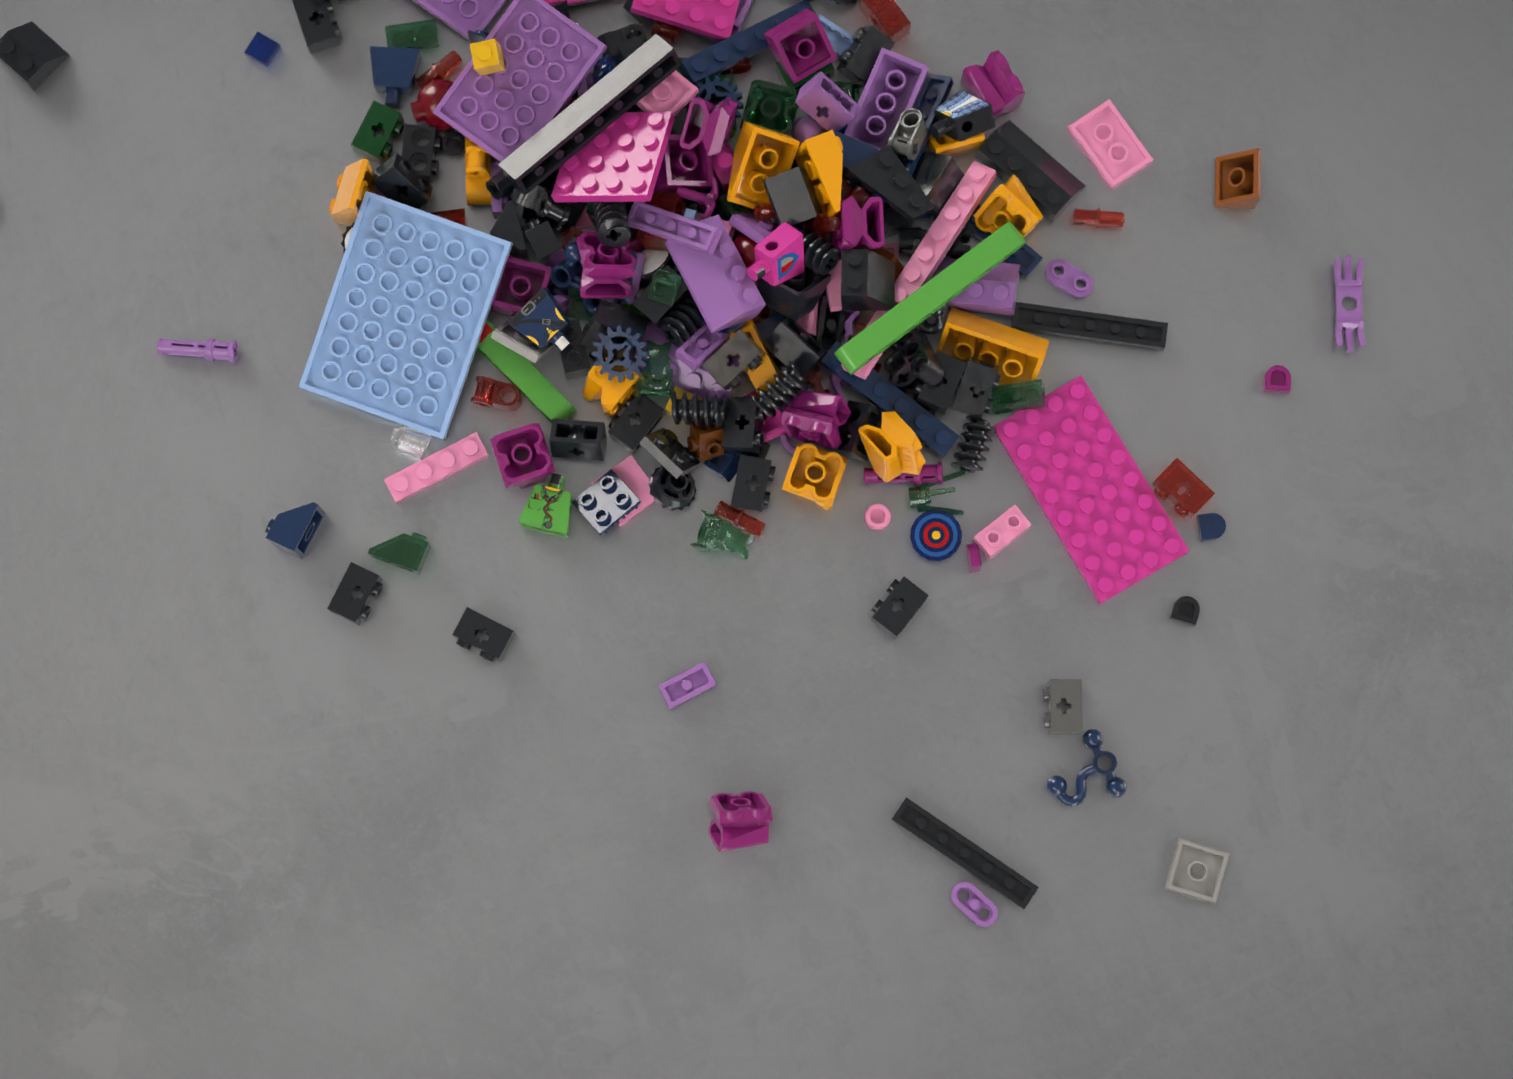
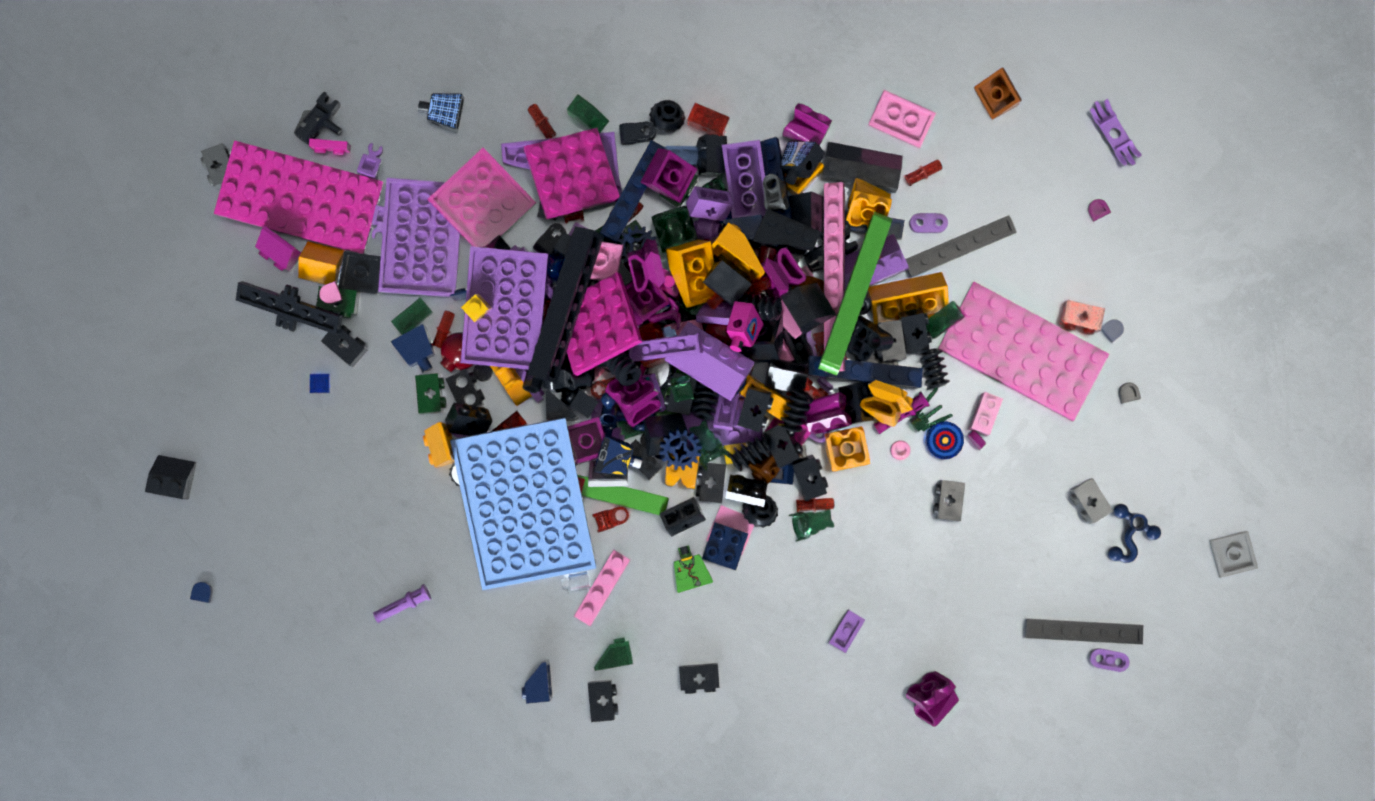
camera: 25 degrees left, 5 degrees up
(522, 456) = (654, 549): magenta piece -> none

